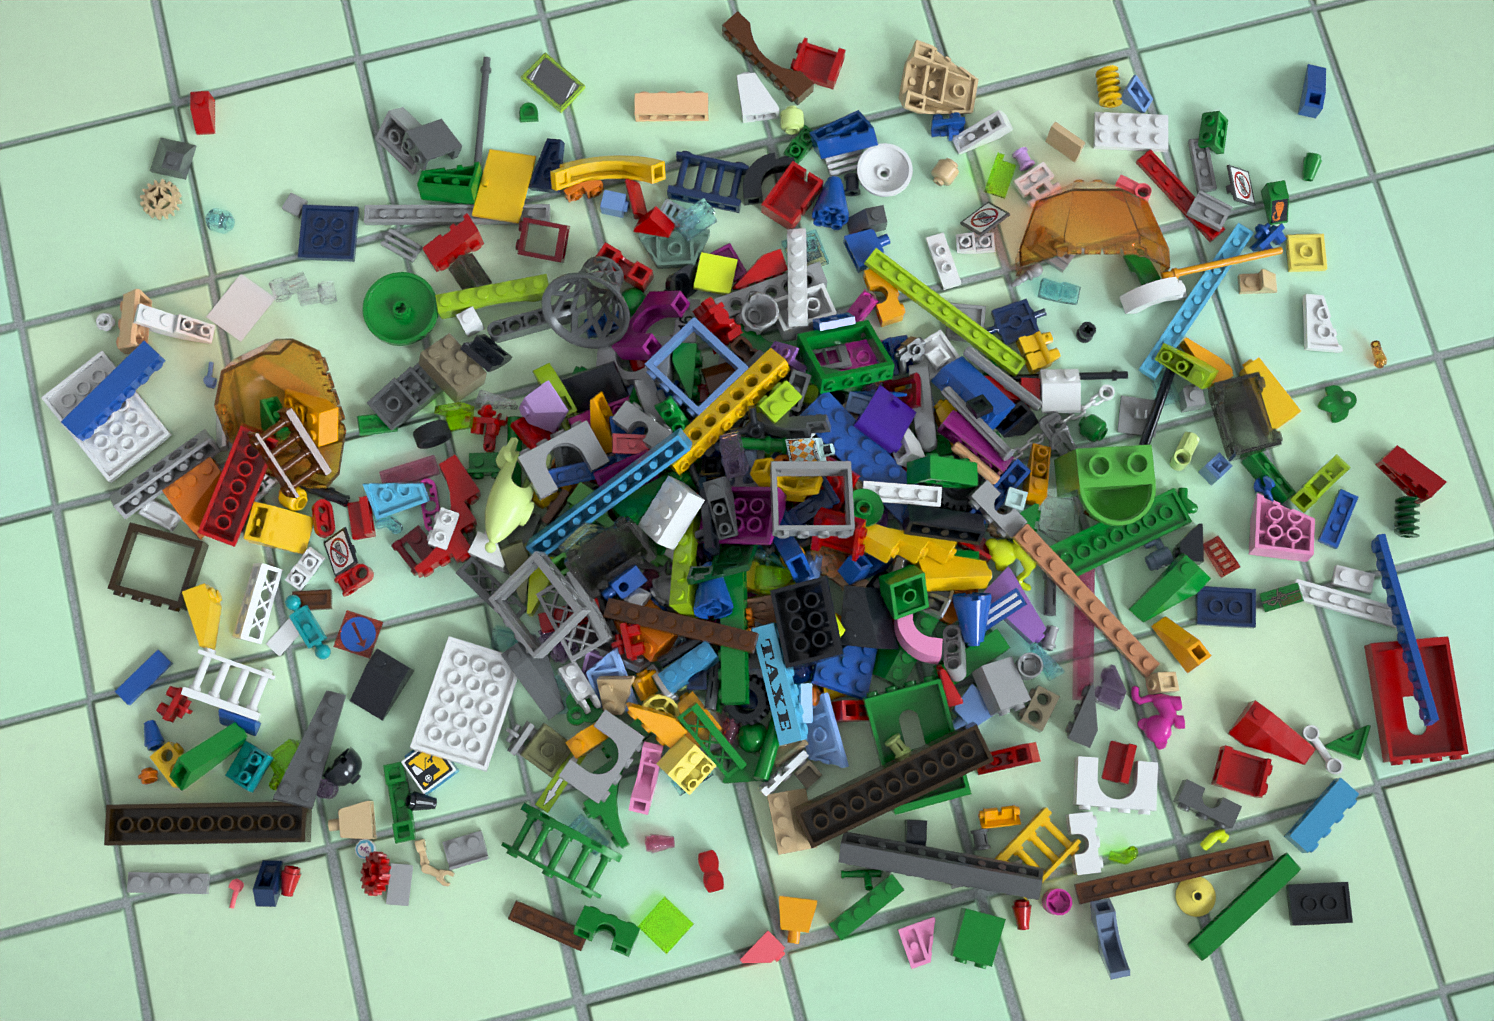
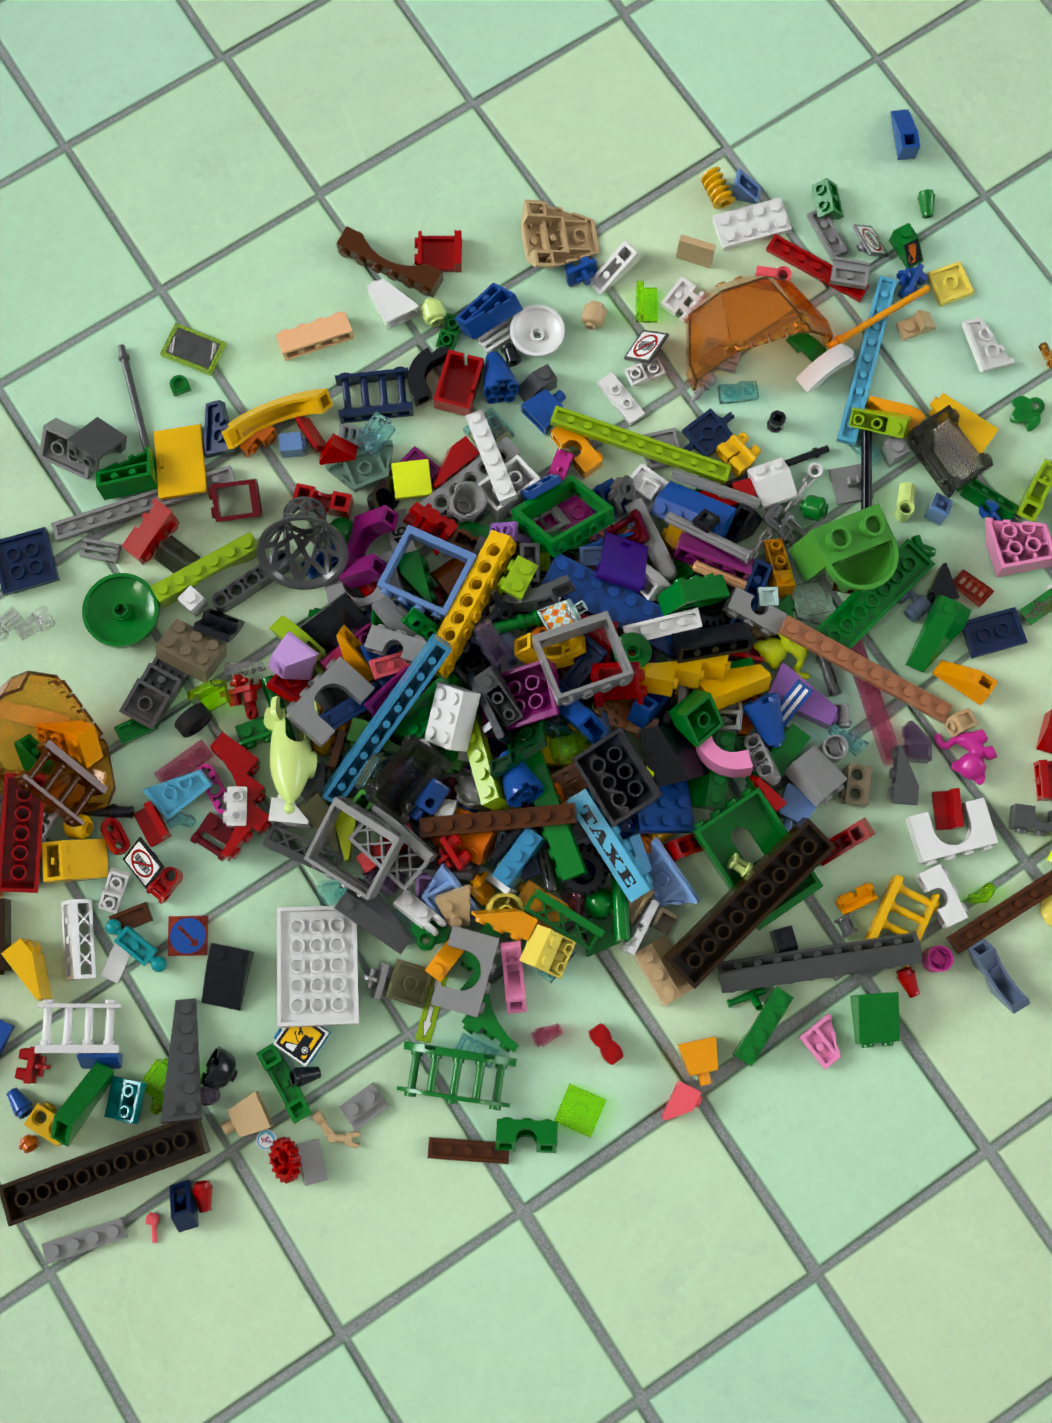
camera: 20 degrees left, 0 degrees up
(1023, 159) = (662, 280): lavender bush -> none

